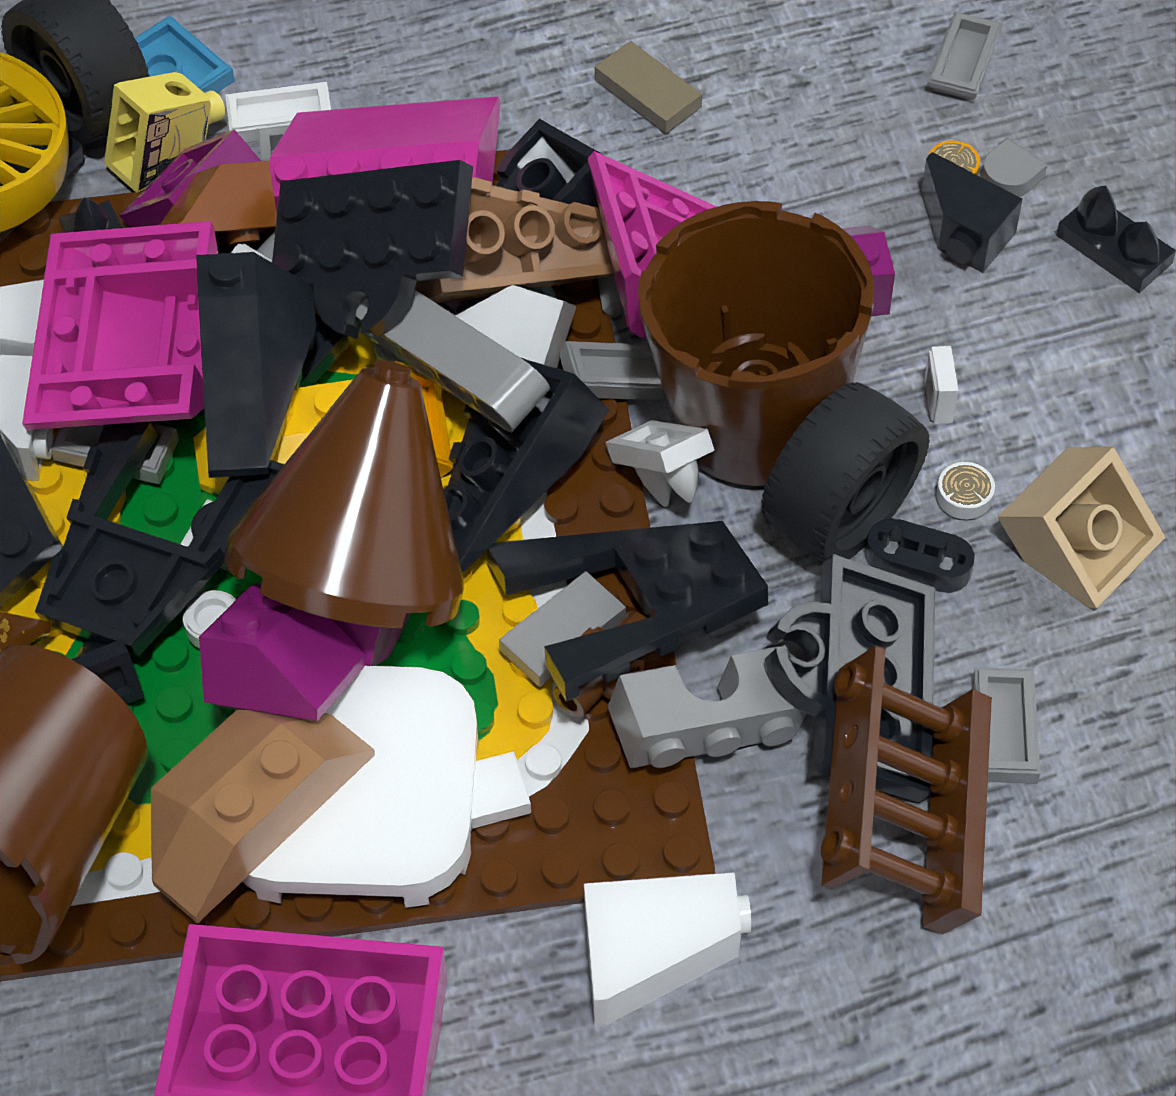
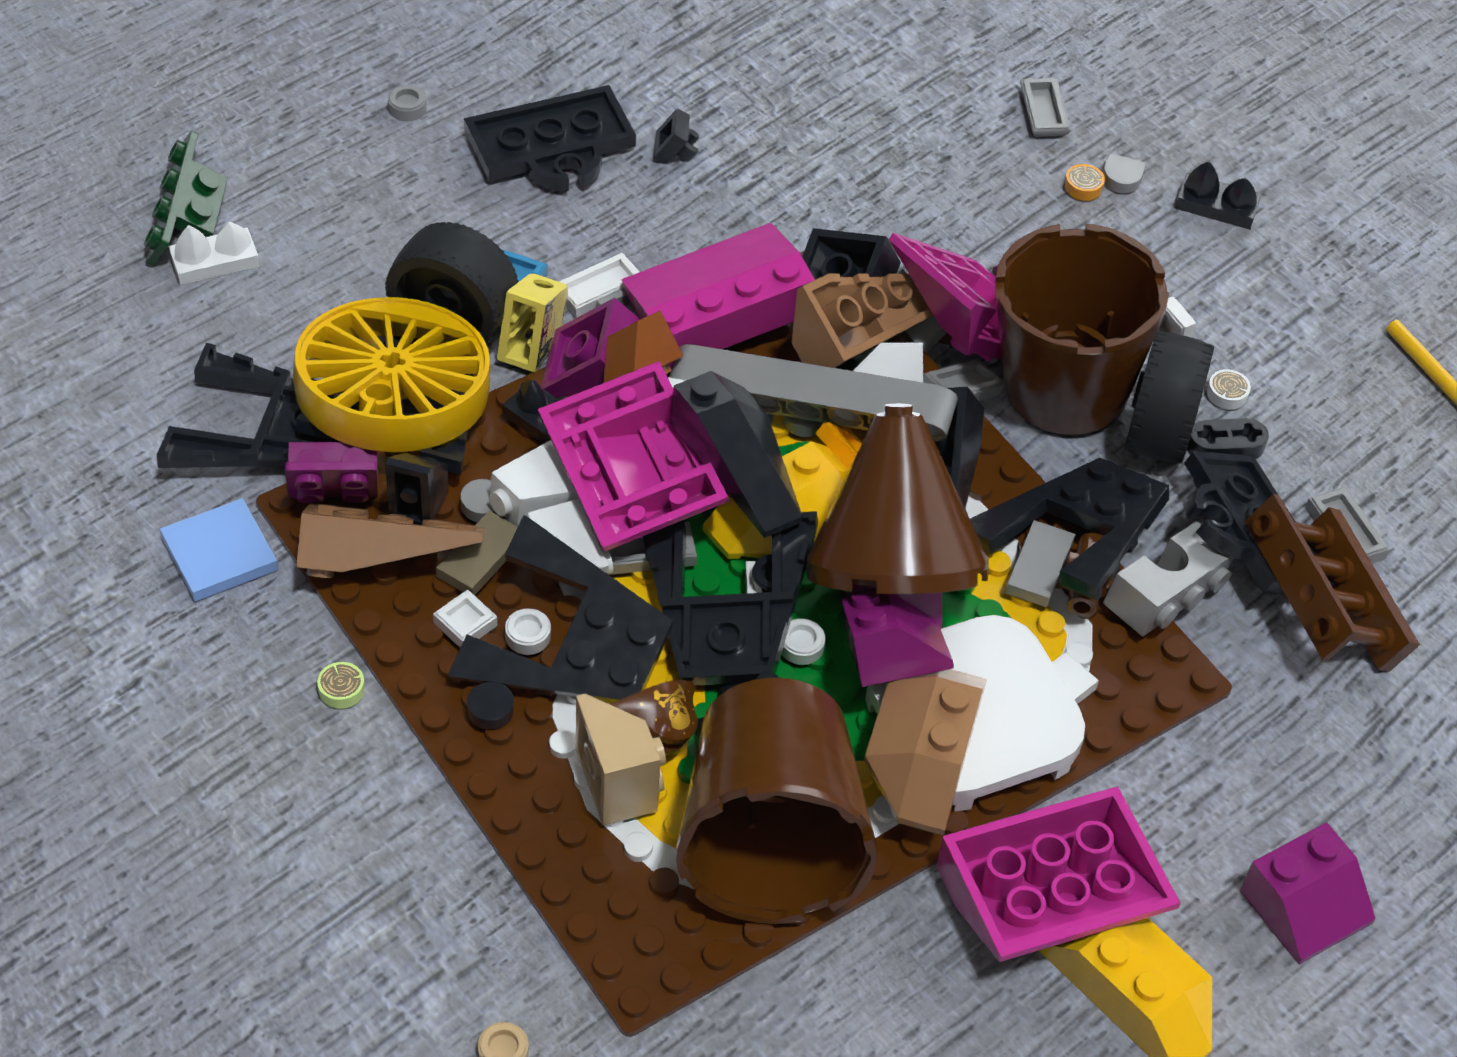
camera: 30 degrees left, 5 degrees down
(373, 238) = (780, 335): black plate -> none
(648, 86) = (847, 189): dark tan tile -> none
(658, 937) = (1225, 736): white slope -> none
(663, 457) = (1030, 423): white tile -> none
(968, 213) = (1115, 205): black slope -> none
(1083, 523) = (1317, 383): tan slope -> none

